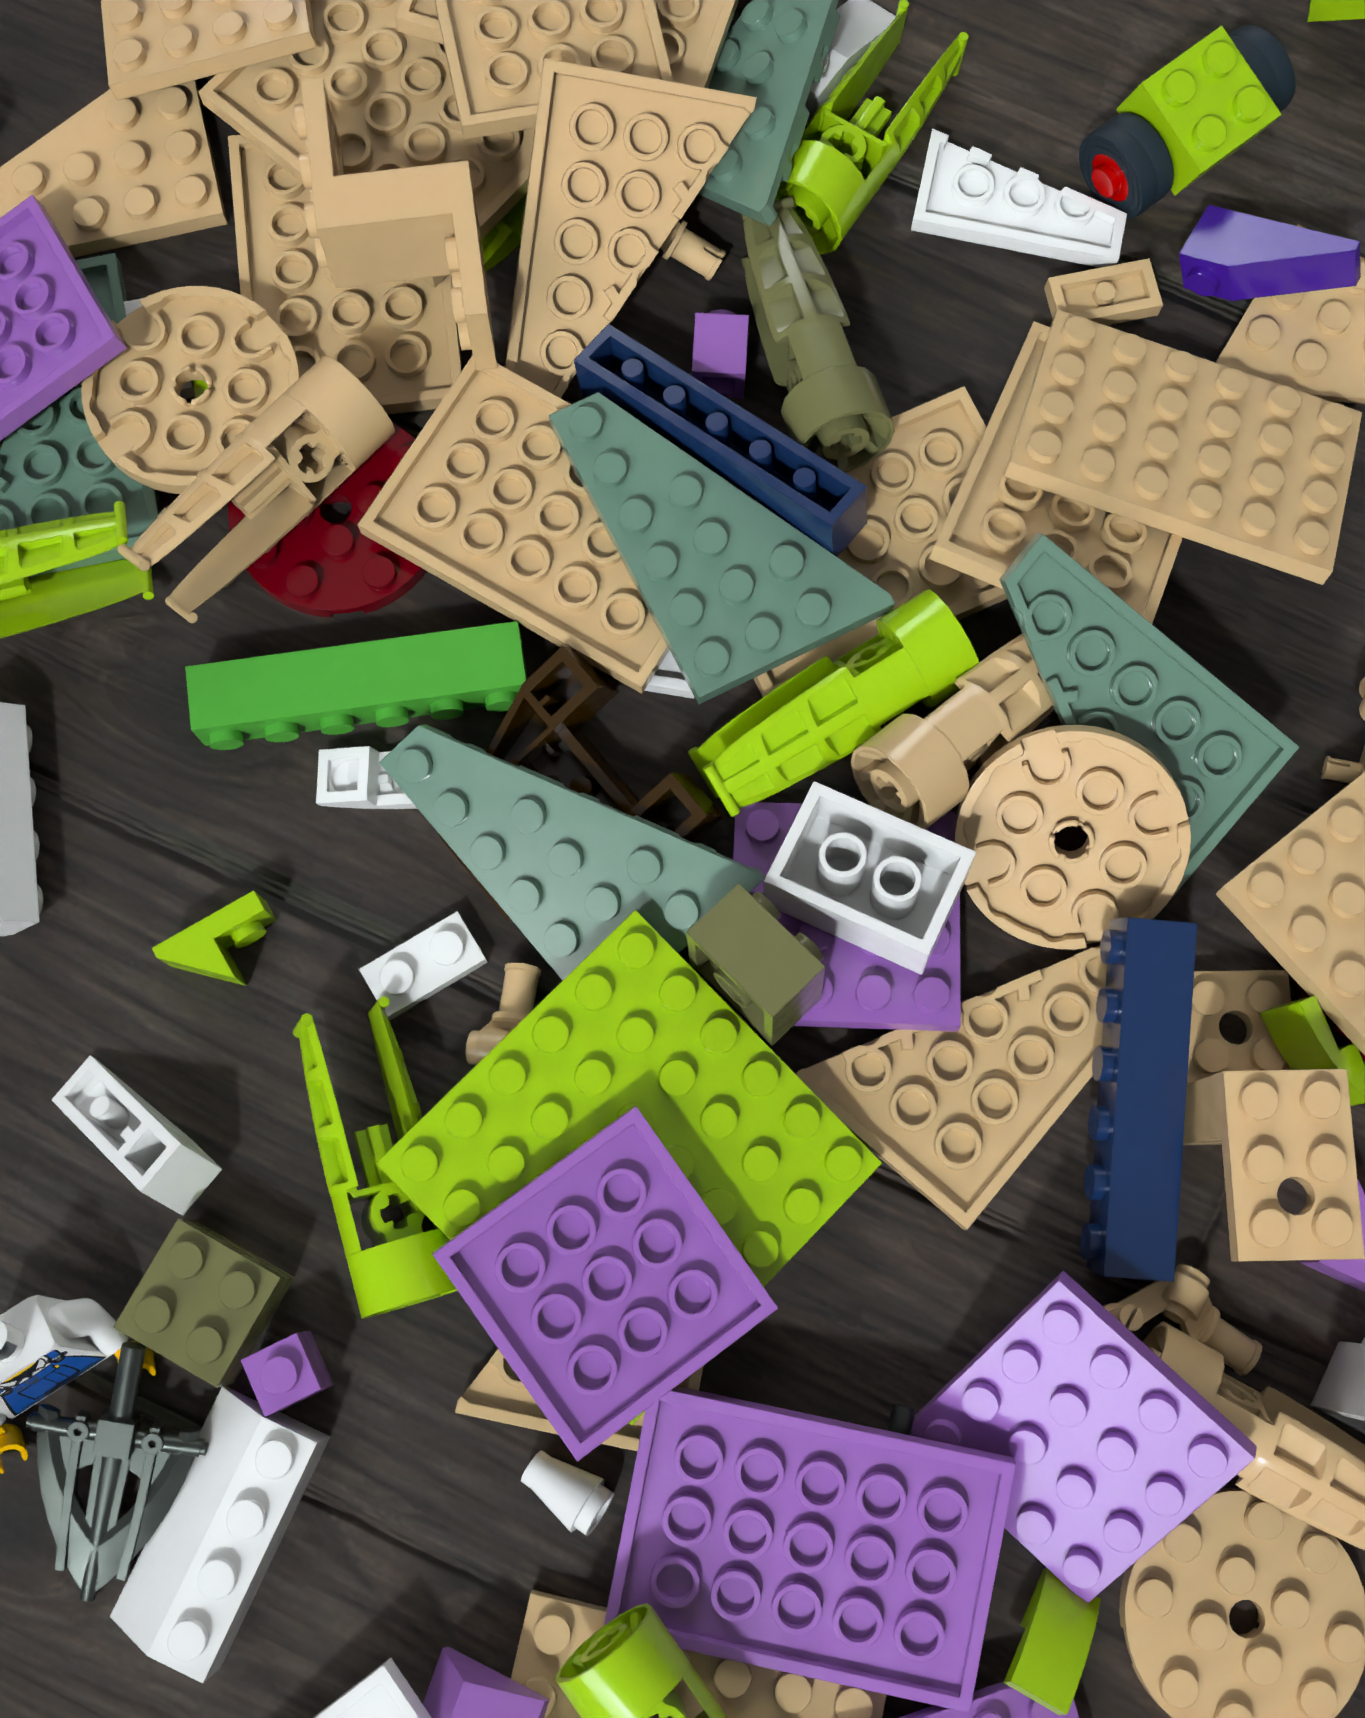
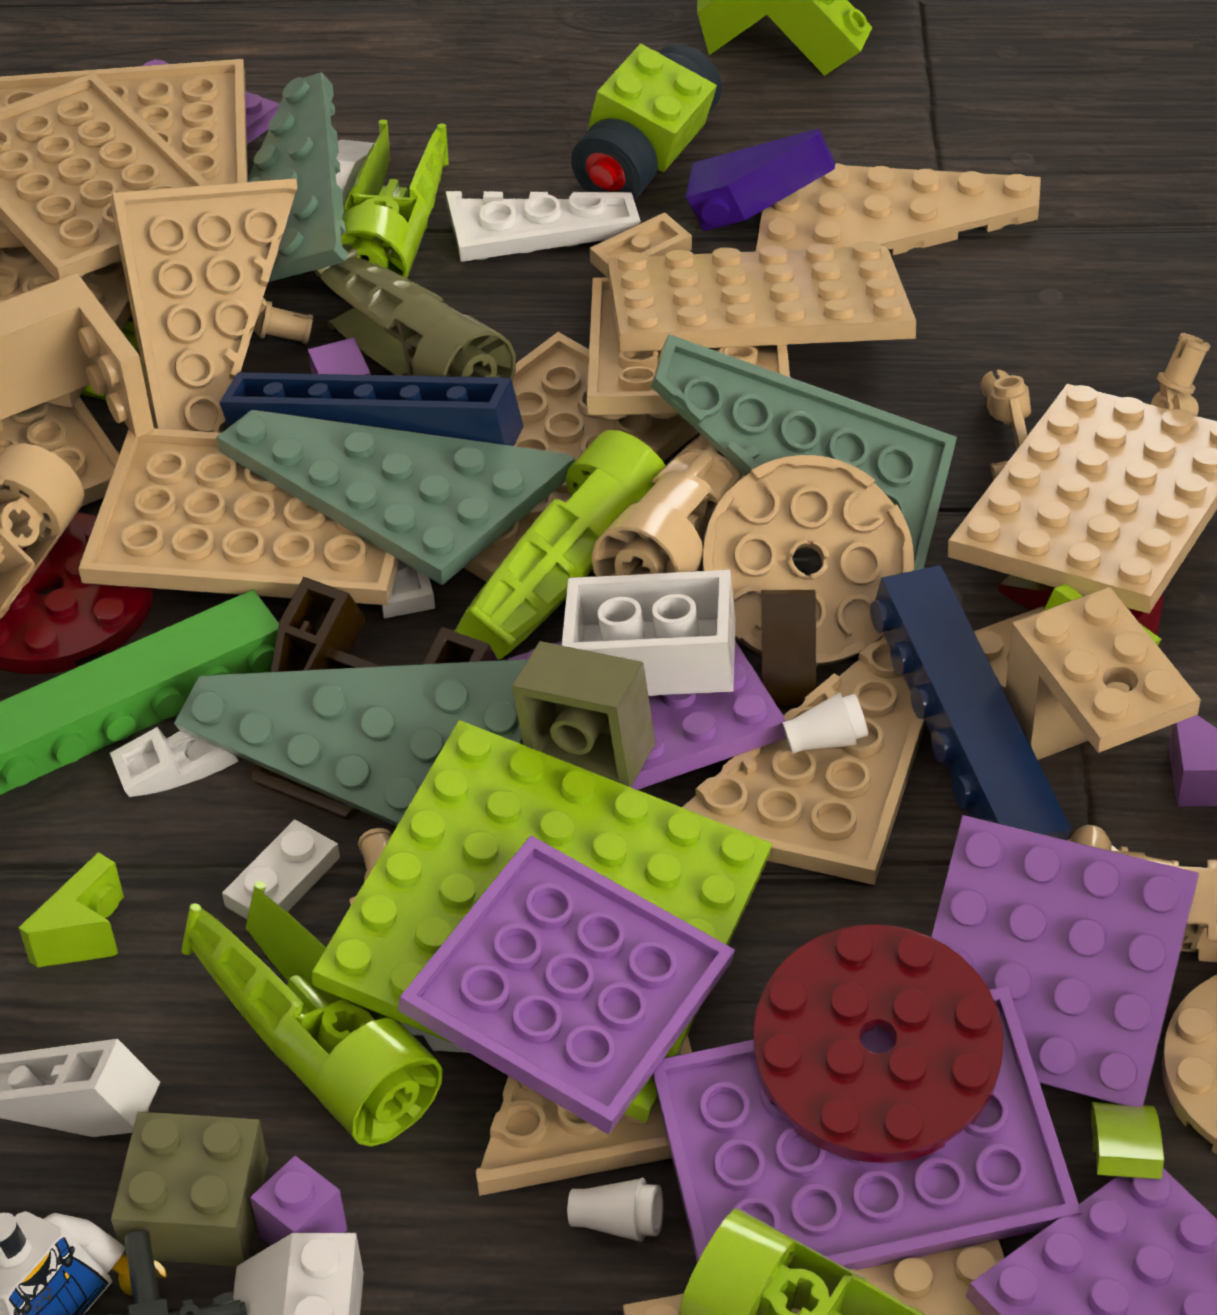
camera: 20 degrees left, 30 degrees down
(875, 1538) = (867, 1101): none -> dark red plate
(997, 1047) = (827, 725): none -> white cone
(1007, 927) = (788, 644): none -> dark brown slope

